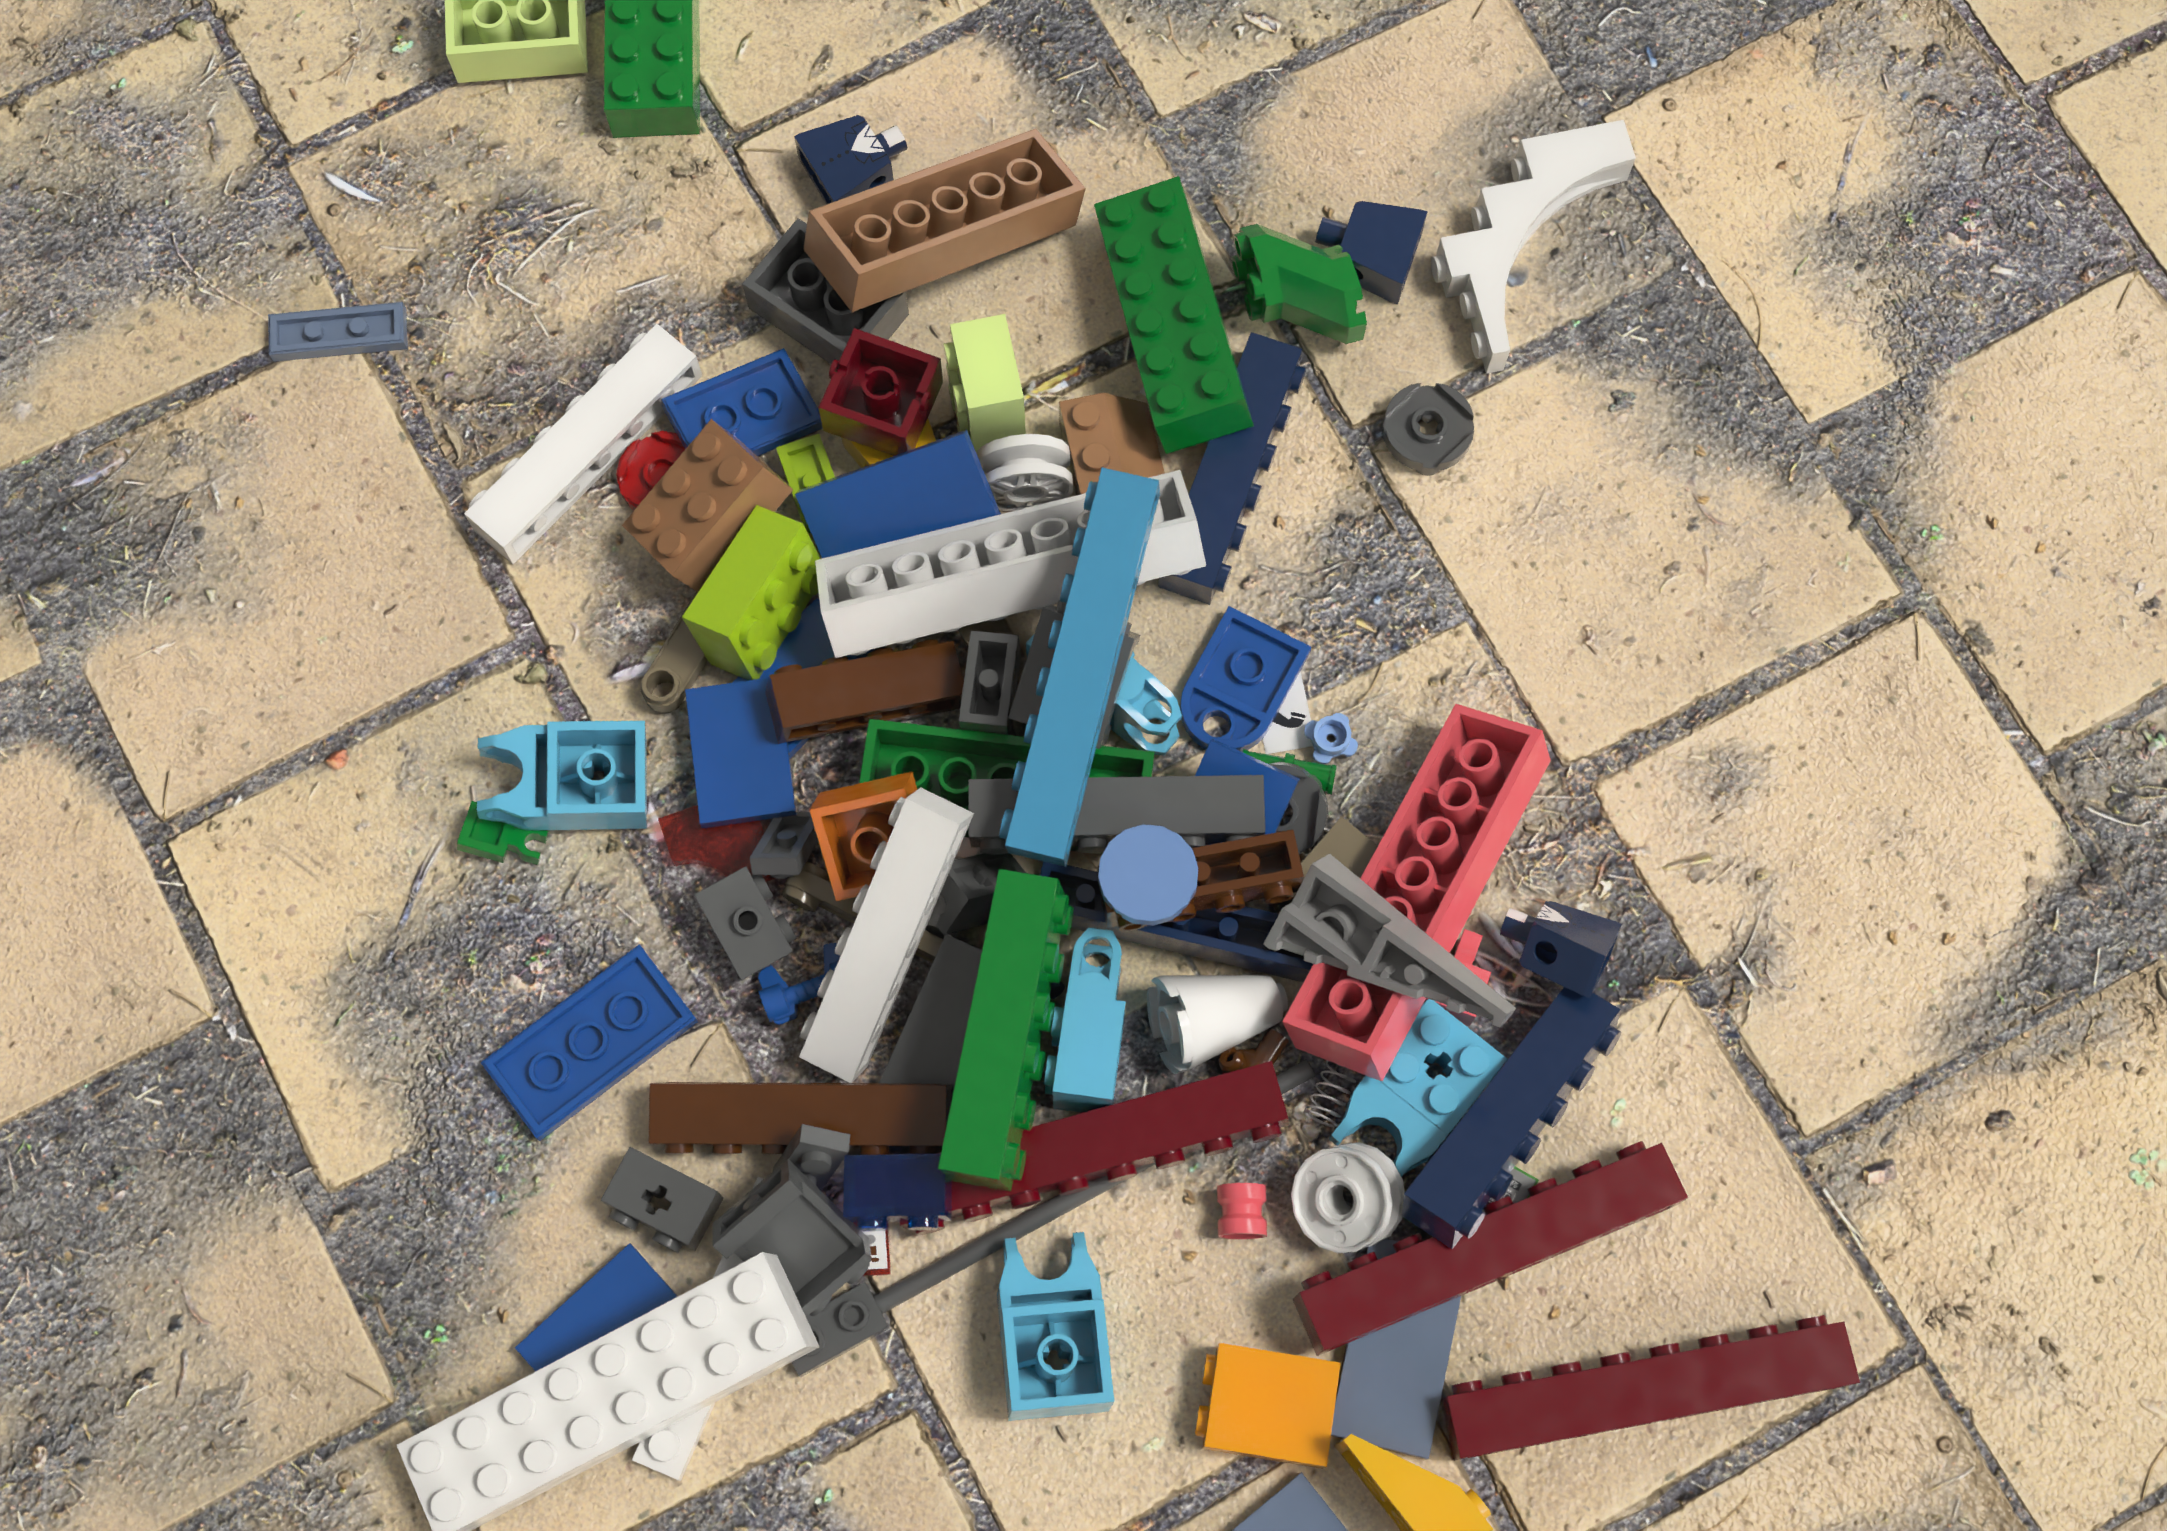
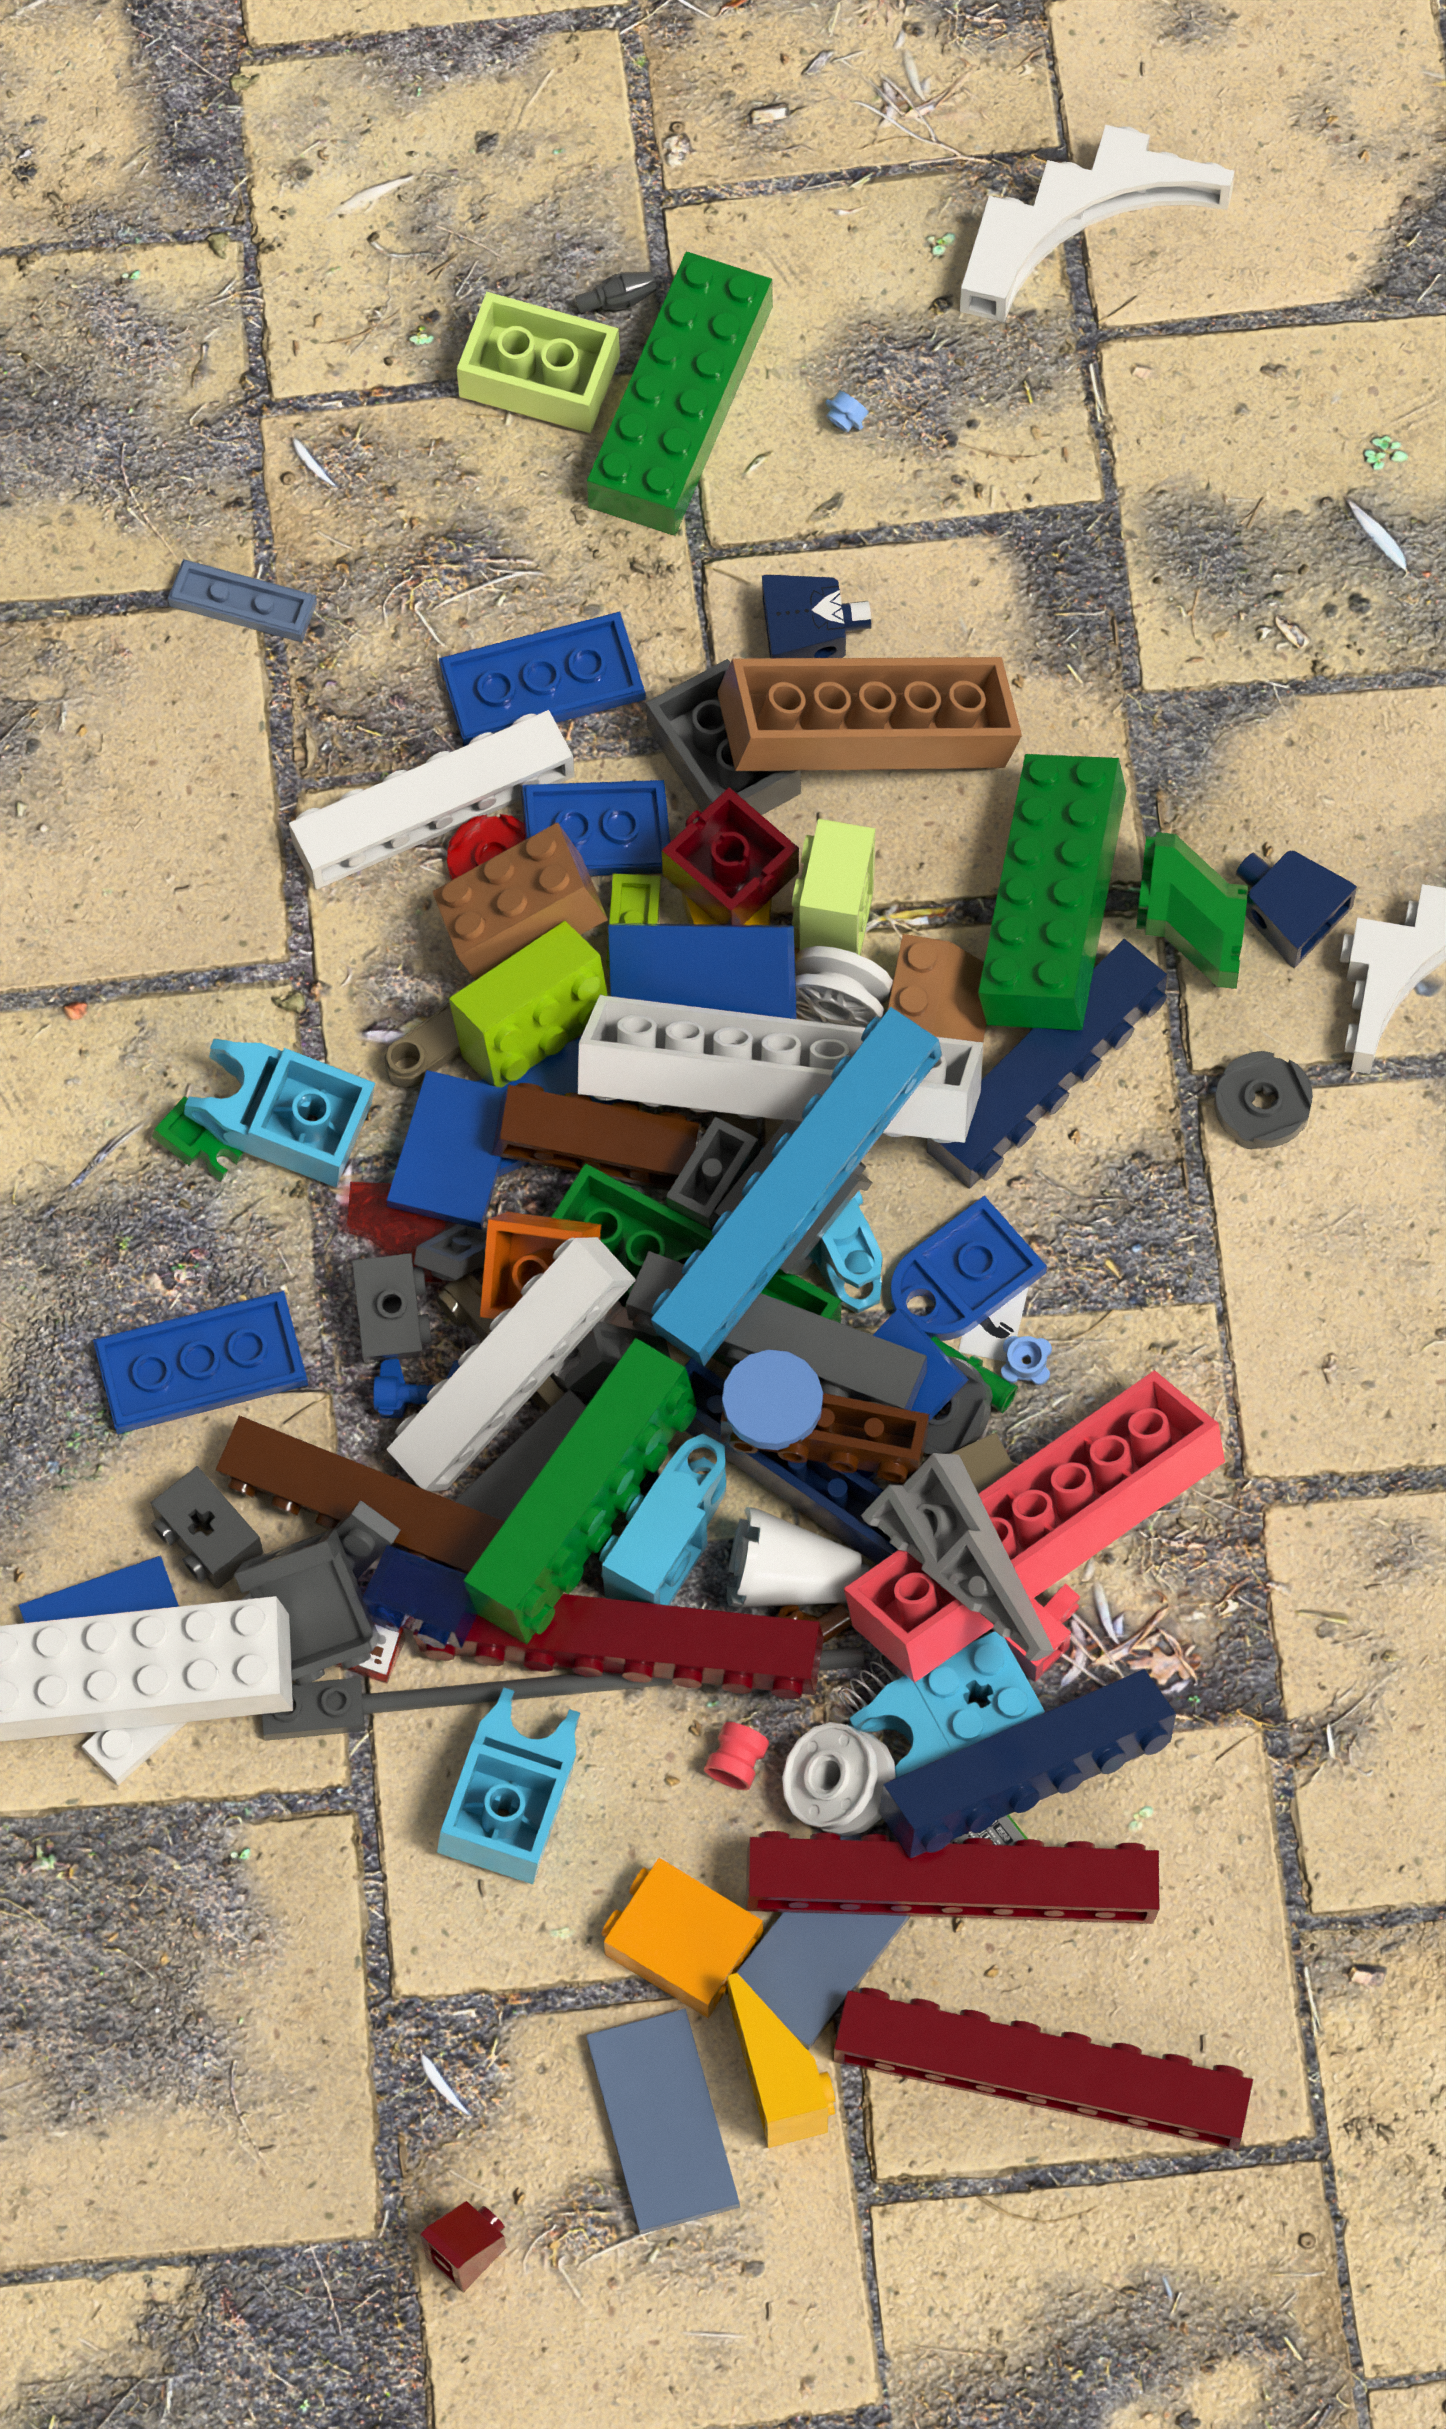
camera: 25 degrees right, 5 degrees down
(651, 285) = (558, 670): none -> blue tile
(1563, 944) = (1156, 1636): dark blue torso -> none

